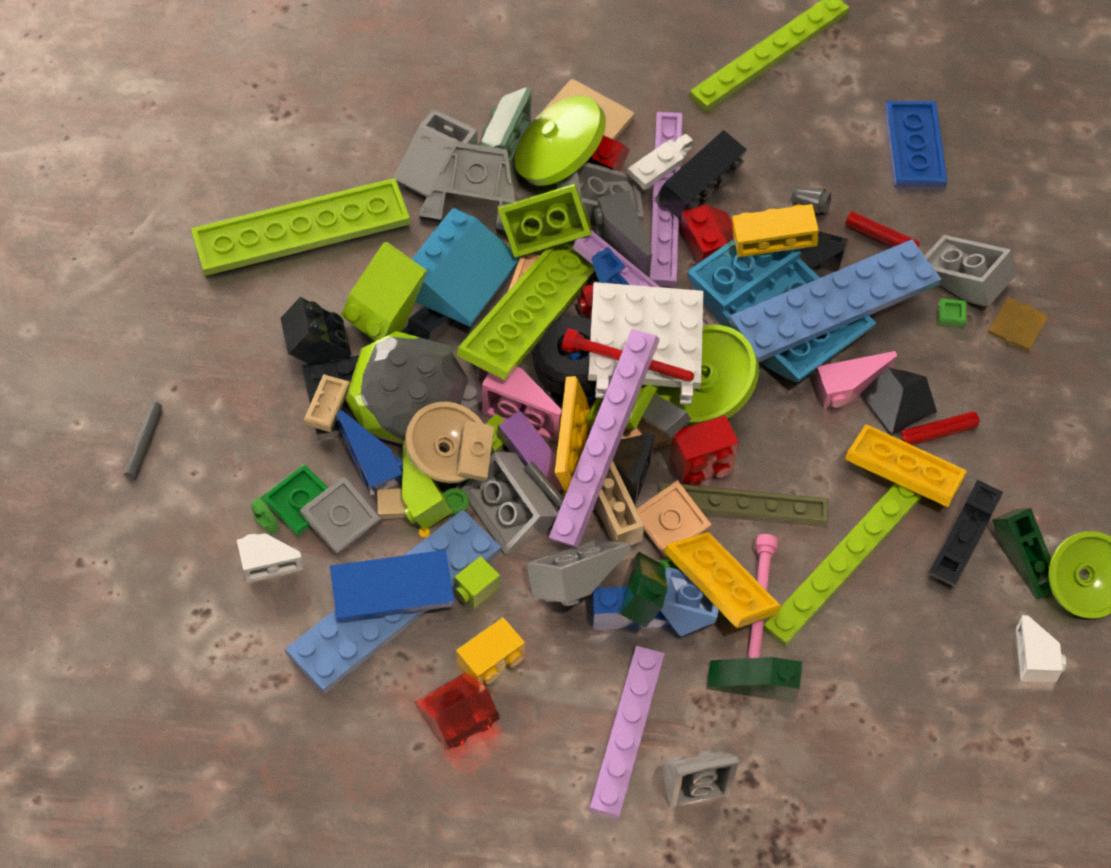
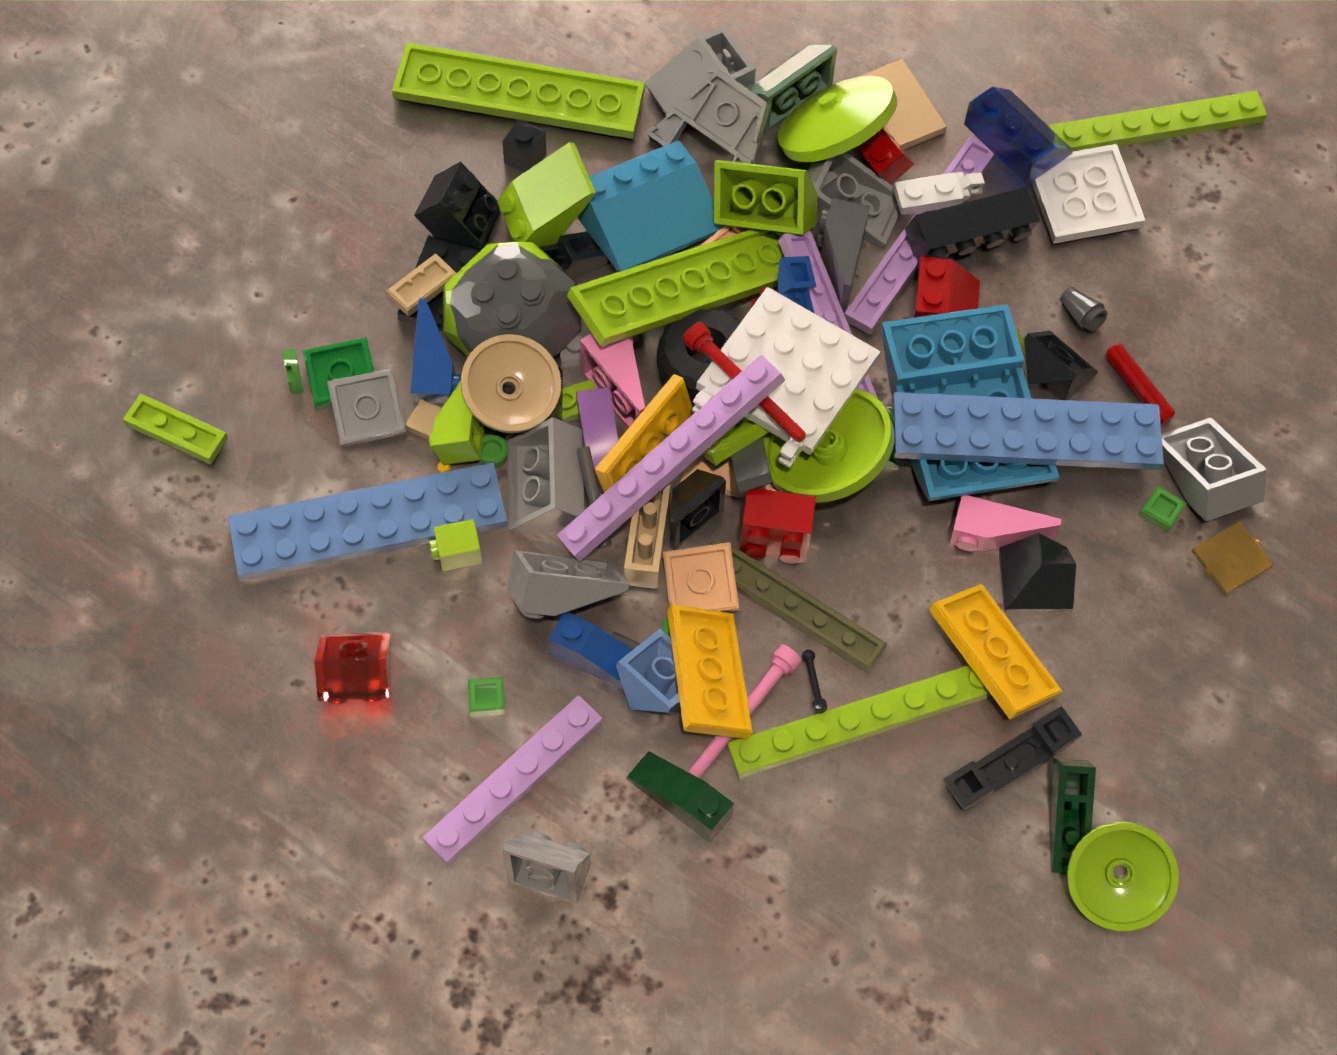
camera: 30 degrees right, 5 degrees up
(143, 439) = (228, 237): dark grey bar -> none
(199, 604) = (175, 429): none -> lime plate
(267, 557) = (265, 414): white slope -> none
(335, 266) = (524, 146): none -> black brick
(391, 585) = (367, 505): blue tile -> none
(475, 451) = (533, 406): tan plate -> none
(491, 652) = (424, 625): yellow brick -> none
(568, 682) = (486, 696): none -> bright green tile
(645, 590) = (616, 639): dark green slope -> none
(690, 96) = (1015, 134): none -> clear blue slope
(761, 117) = (1088, 195): none -> white plate
(775, 230) = (1003, 322): yellow brick -> none
(811, 564) = (819, 703): none -> black hinge
(915, 144) = (1245, 302): blue tile -> none
(940, 428) = (1063, 629): red axle -> none
(1038, 653) = (1009, 932): white slope -> none

